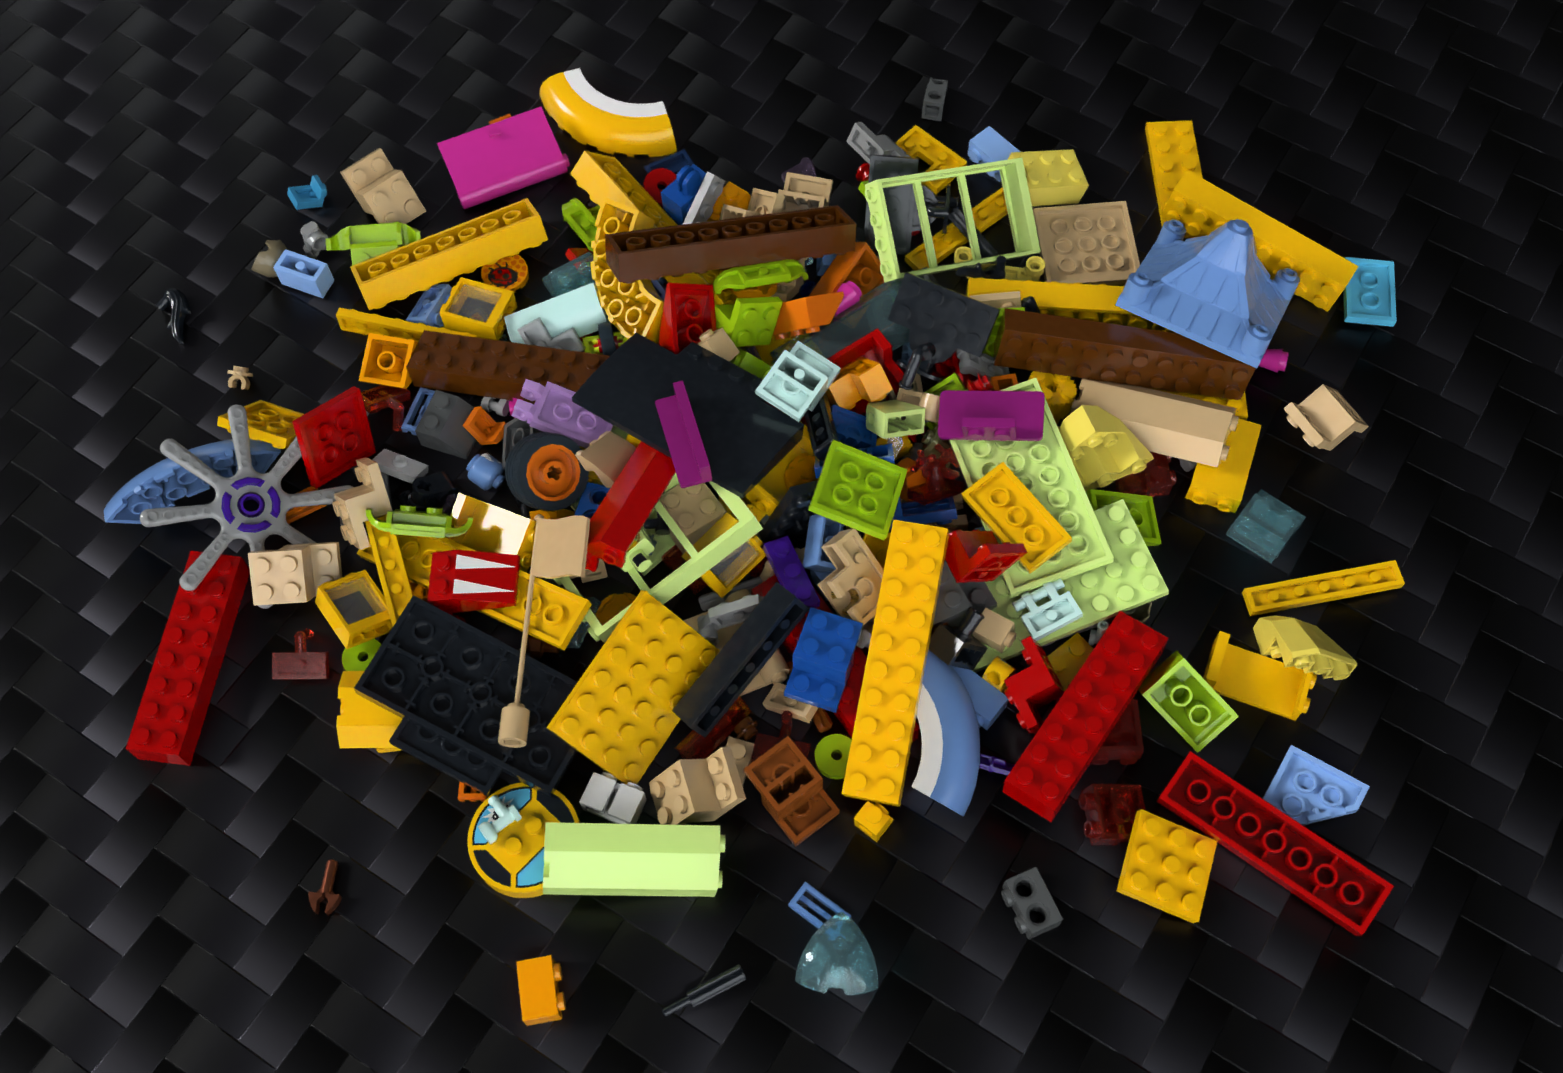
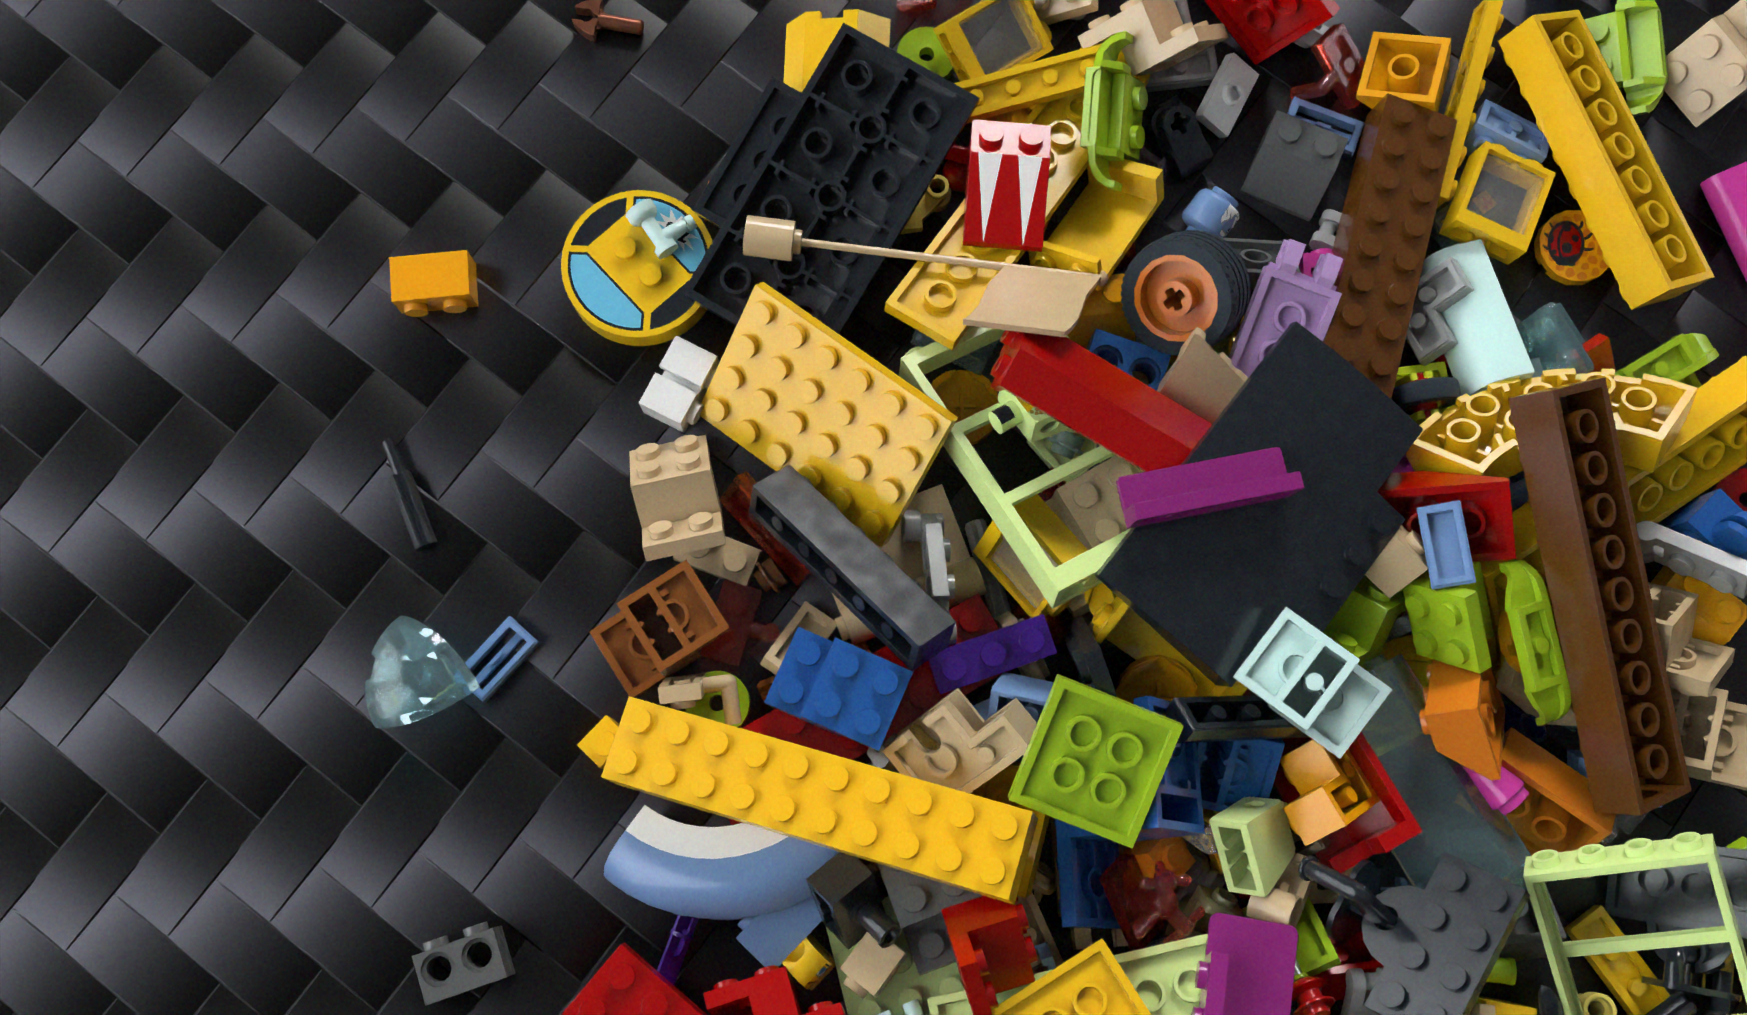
camera: 90 degrees right, 15 degrees up
(484, 427) = (1286, 212): orange bracket -> none
(632, 859) = (575, 399): yellowish green panel -> none
(708, 317) = (1446, 545): none -> medium blue tile
(833, 760) = (687, 689): none -> tan plate

